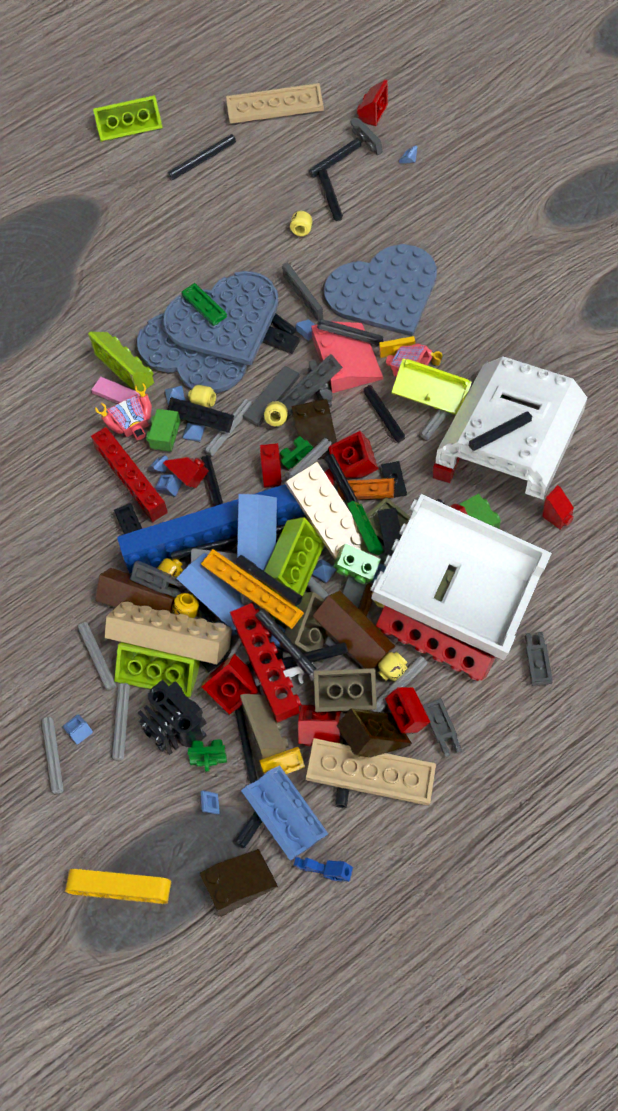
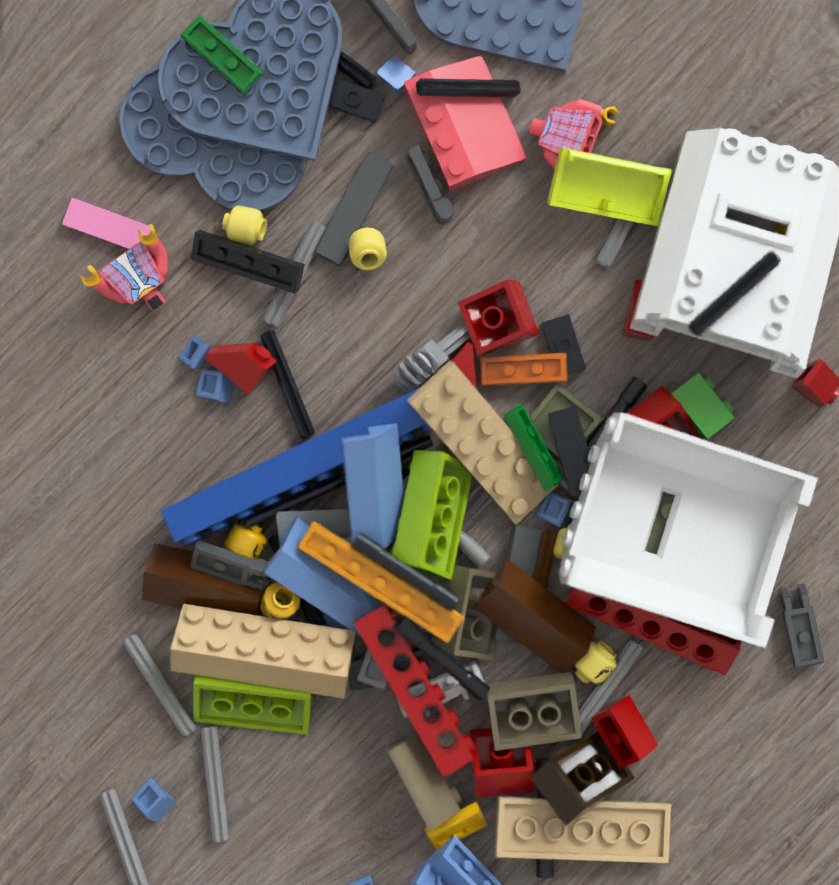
camera: 15 degrees left, 25 degrees up
(121, 360) = (102, 168): lime slope -> none
(127, 518) = (167, 460): black plate -> none
(129, 474) = (152, 377): red brick -> none
(163, 430) = (193, 294): bright green brick -> none
(172, 717) = (285, 788): black piece -> none
(175, 392) = (198, 218): medium blue slope -> none
(193, 432) = (239, 288): medium blue slope -> none
(208, 755) = (335, 825): green hips -> none
(230, 682) = (366, 720): red slope -> none
(245, 745) = (391, 777): black piece -> none
(271, 465) = (372, 342): red slope -> none
(292, 458) = (401, 328): green hips -> none
(310, 458) = (434, 339): light grey axle -> none
(311, 383) = (417, 192): dark grey tile -> none
(314, 423) = (432, 271): dark brown slope -> none
(319, 654) = (484, 663): black axle -> none
(323, 571) = (477, 512): medium blue slope -> none
(340, 478) = (488, 369): black axle -> none
(356, 564) = (527, 511): brick -> none
(384, 414) = (535, 227): black axle -> none
(391, 347) = (544, 102): yellow plate -> none
(441, 725) = (672, 743): dark grey hinge -> none

